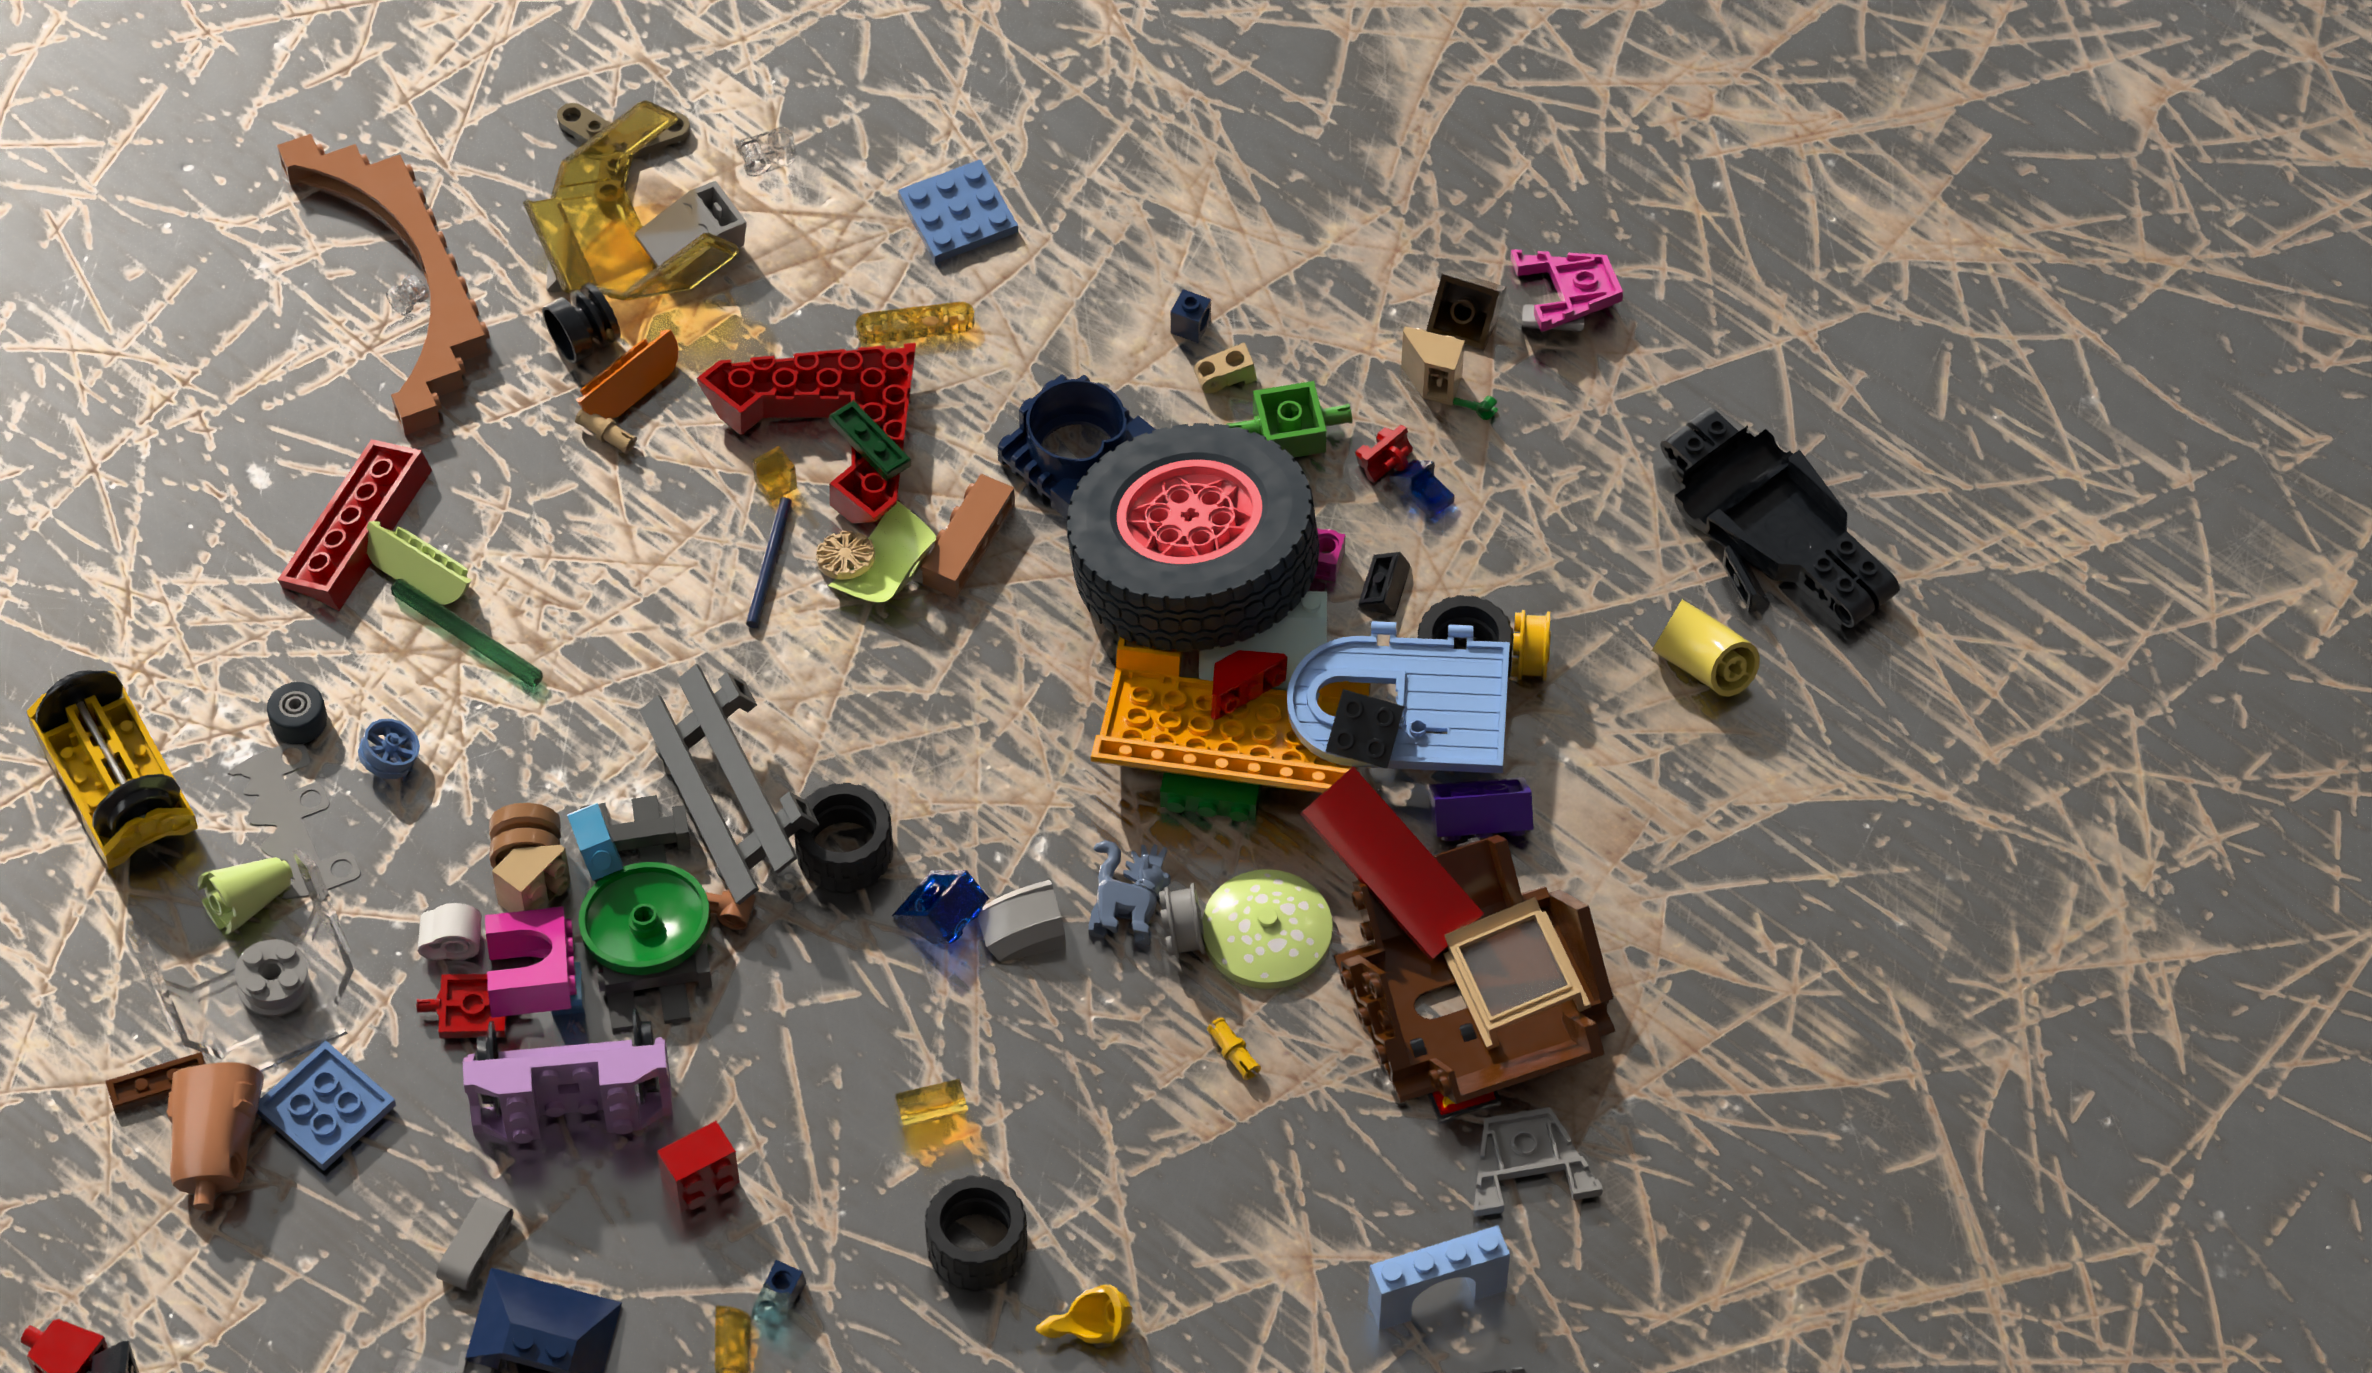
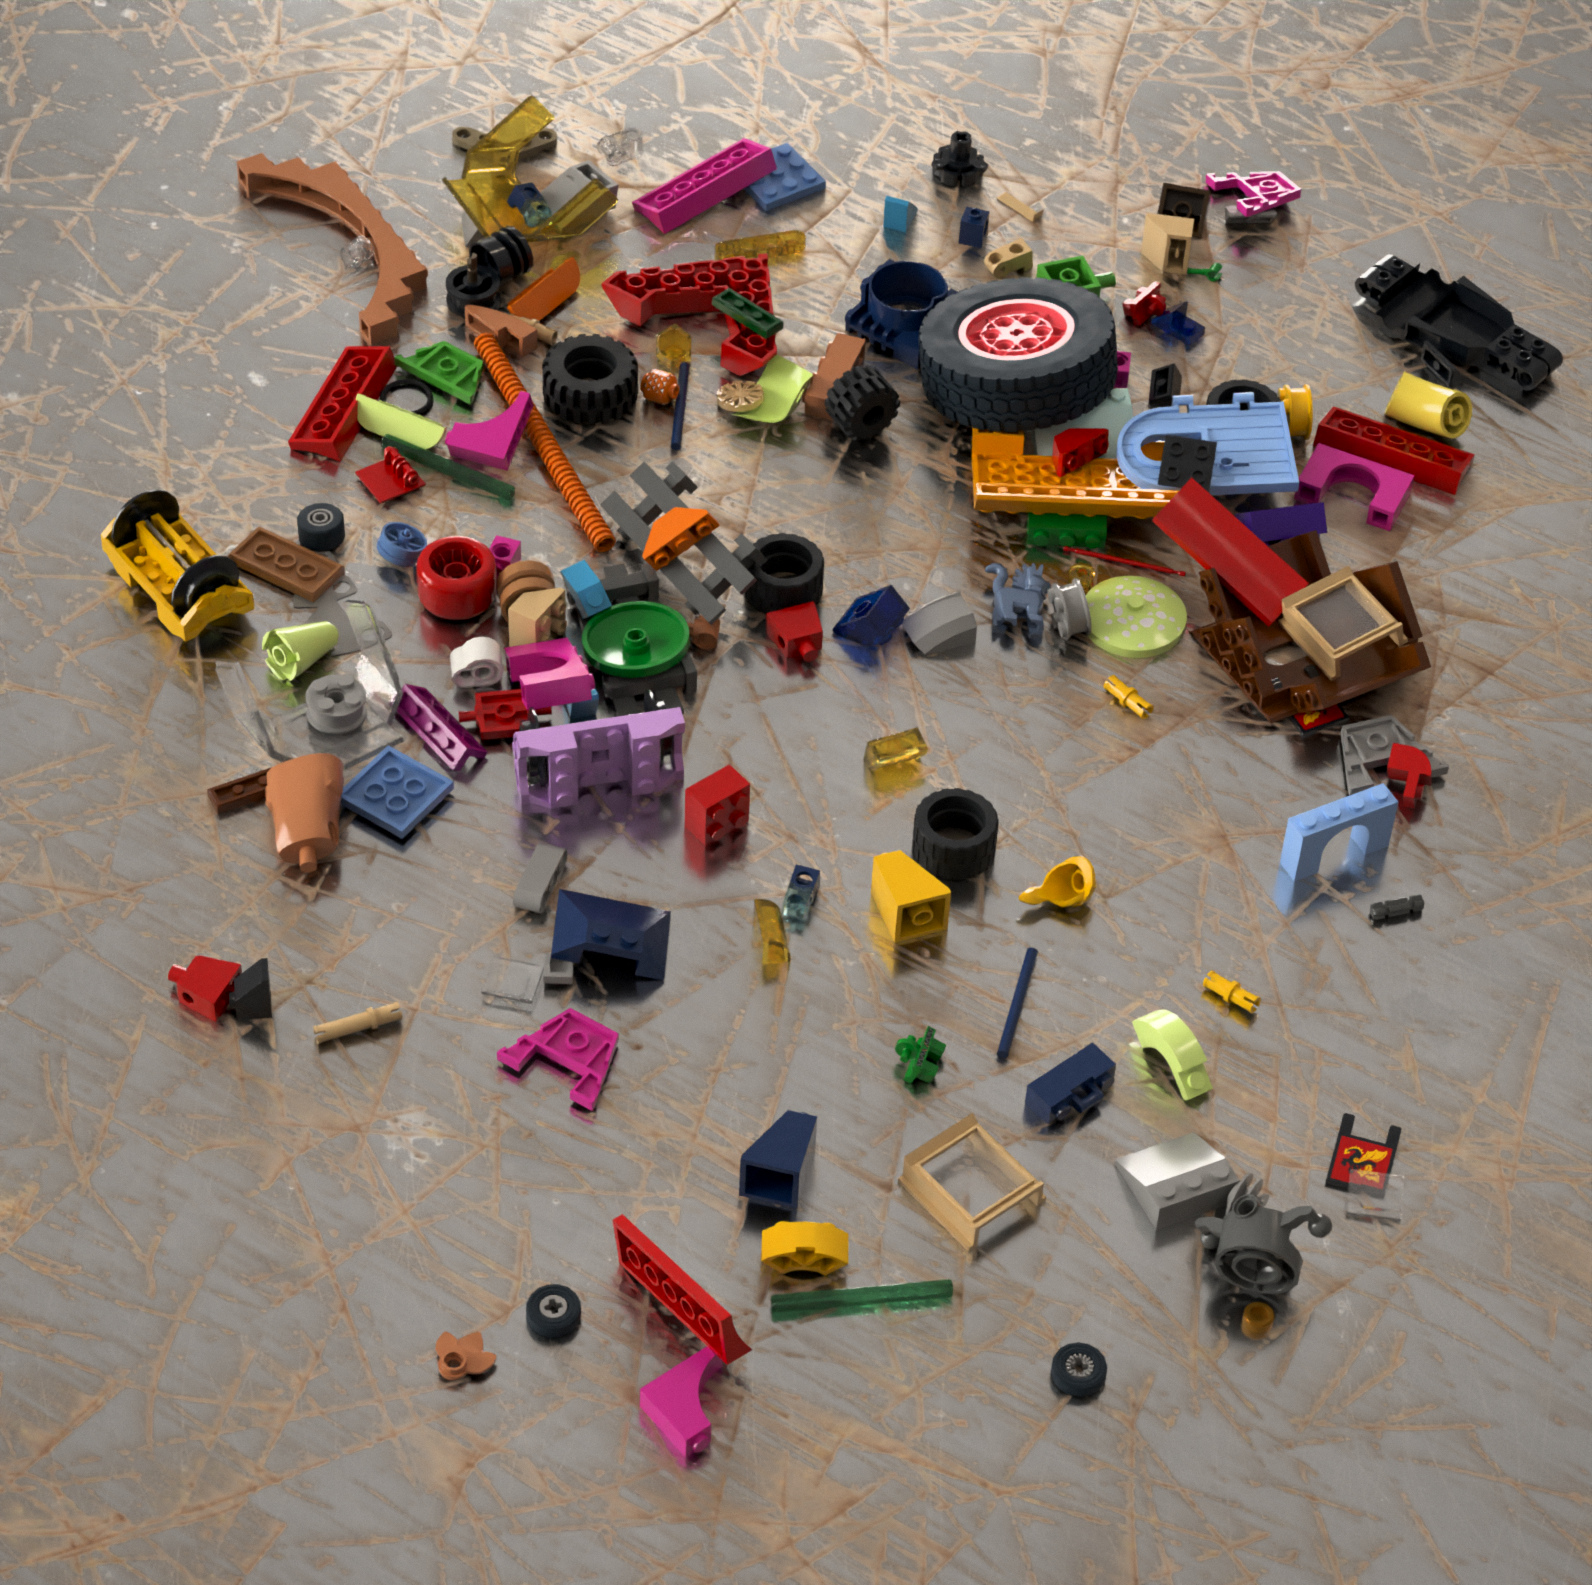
camera: 10 degrees left, 10 degrees down
(248, 761) = (286, 564): none -> medium nougat tile
(386, 1017) = (438, 727): none -> magenta fence
(394, 642) = (390, 476): none -> red hinge
(404, 521) = (414, 382): none -> black tyre
(443, 808) = (456, 577): none -> red wheel
(488, 484) = (446, 369): none -> bright green wing
(509, 766) = (505, 552): none -> dark pink brick
(528, 602) = (493, 440): none -> dark pink arch
(539, 369) = (472, 286): none -> black wheel
(567, 430) = (504, 327): none -> nougat slope
(589, 607) = (547, 446): none -> orange piece
(632, 243) = (530, 204): none -> leg
(655, 487) = (590, 358): none -> black tyre
(711, 780) = (676, 533): none -> orange slope
(746, 535) = (659, 386): none -> orange head
(846, 917) = (796, 631): none -> red torso
(861, 222) = (706, 184): none -> dark pink arch
(901, 1319) = (908, 897): none -> yellow slope
(988, 589) = (862, 403): none -> black wheel
(1101, 284) = (898, 213): none -> dark azure slope
(1193, 207) = (957, 160): none -> black piece
(1211, 878) = (1084, 573): none -> clear yellow wheel
(1260, 281) = (1020, 207): none -> tan piece
(1276, 844) = (1124, 561): none -> red piece
(1556, 1193) = (1413, 767): none -> red brick
(1564, 726) = (1332, 466): none -> dark pink arch
(1651, 704) = (1426, 459): none -> red arch

